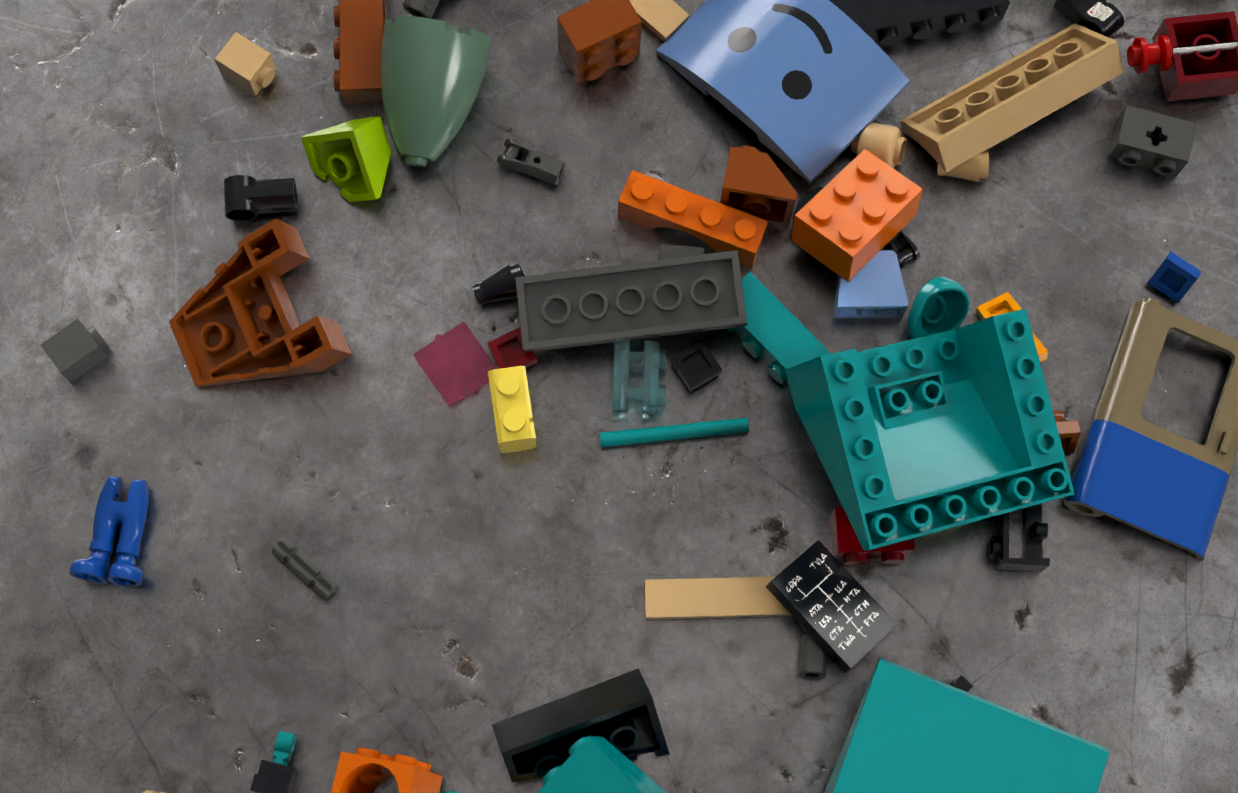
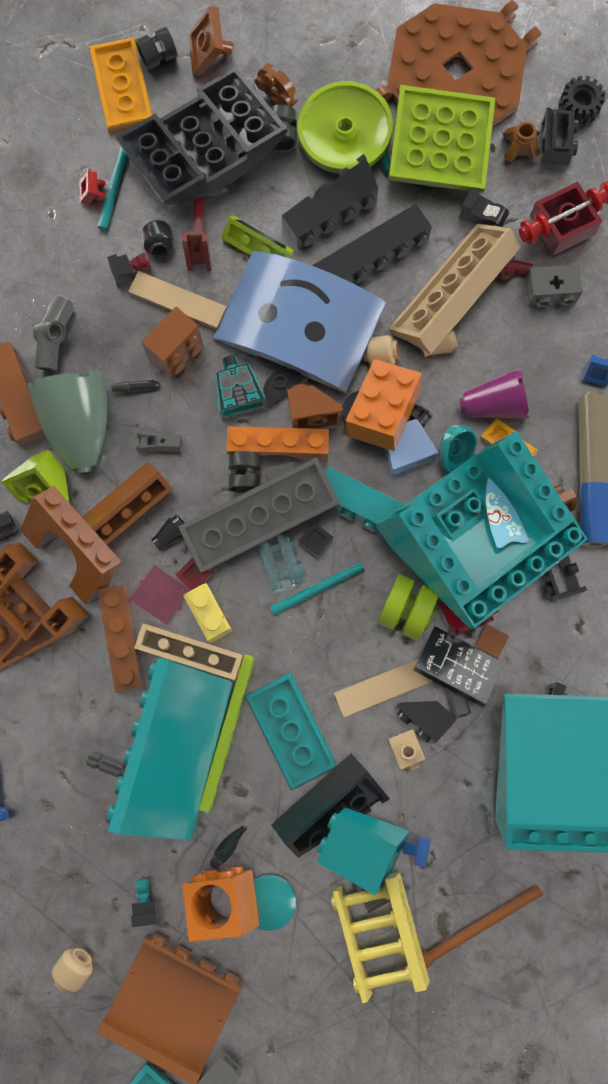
camera: 15 degrees left, 5 degrees up
(382, 402) = (121, 639): none -> dark orange brick
(387, 283) = (95, 561): none -> dark orange arch
(394, 565) = (170, 753): none -> teal slope
(419, 735) = (226, 848): none -> black bar
(448, 228) = (127, 502): none -> dark orange brick
(468, 452) = (189, 652): none -> tan brick
(477, 580) = (226, 734): none -> lime tile
(525, 76) = (133, 386): none -> piece
(566, 611) = (291, 731): none -> teal tile
(633, 236) = (243, 463): none -> pearl dark grey wheel
(664, 128) = (237, 388): none -> torso
(716, 143) = (278, 384): none -> black plate
(716, 693) = (406, 750): none -> tan brick
(763, 659) = (428, 717): none -> black slope
(798, 506) = (415, 610): none -> lime wheel
(891, 589) = (491, 641): none -> dark orange tile
(966, 423) = (503, 517): none -> medium azure sticker
(1017, 263) = (497, 398): none -> magenta cone
(1102, 99) = (514, 267): none -> dark red arm

